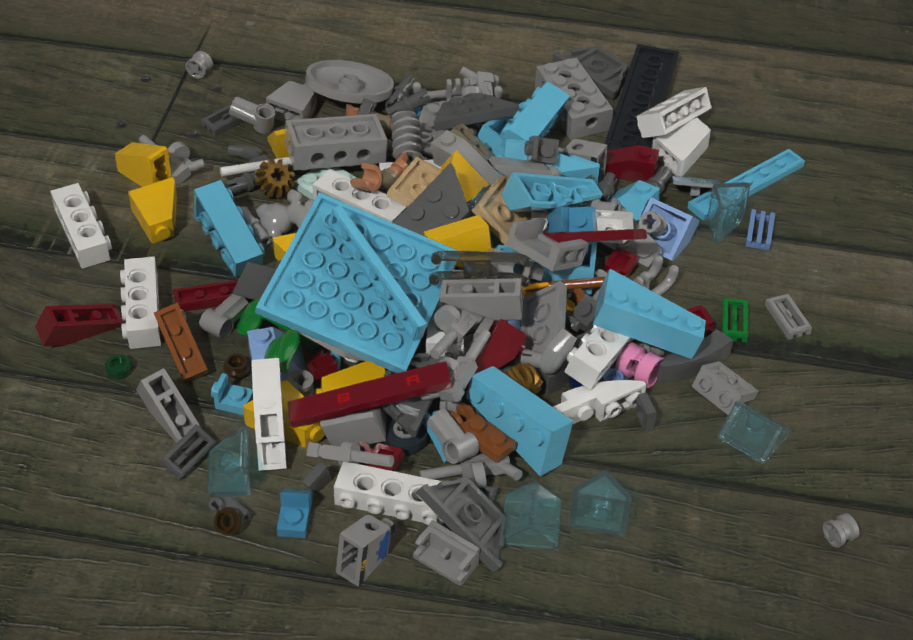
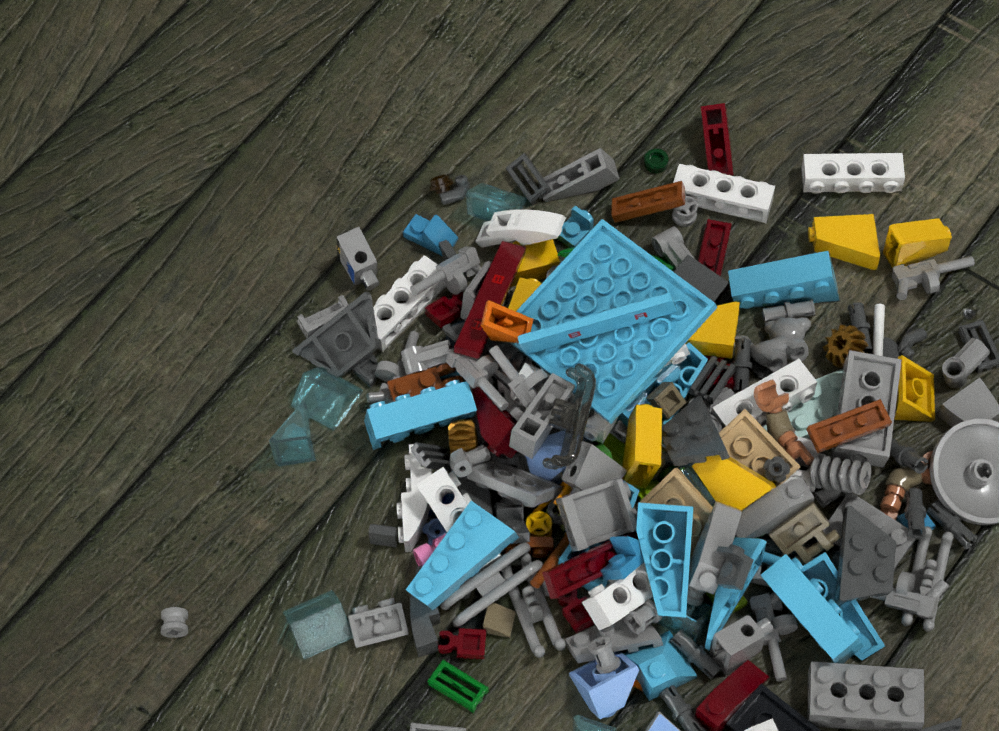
camera: 120 degrees right, 15 degrees up
(369, 129) = (849, 426): none -> dark orange plate
(404, 353) = (504, 324): none -> orange slope
(430, 164) = (771, 475): none -> dark grey plate
(557, 391) = (435, 455): none -> dark grey tile

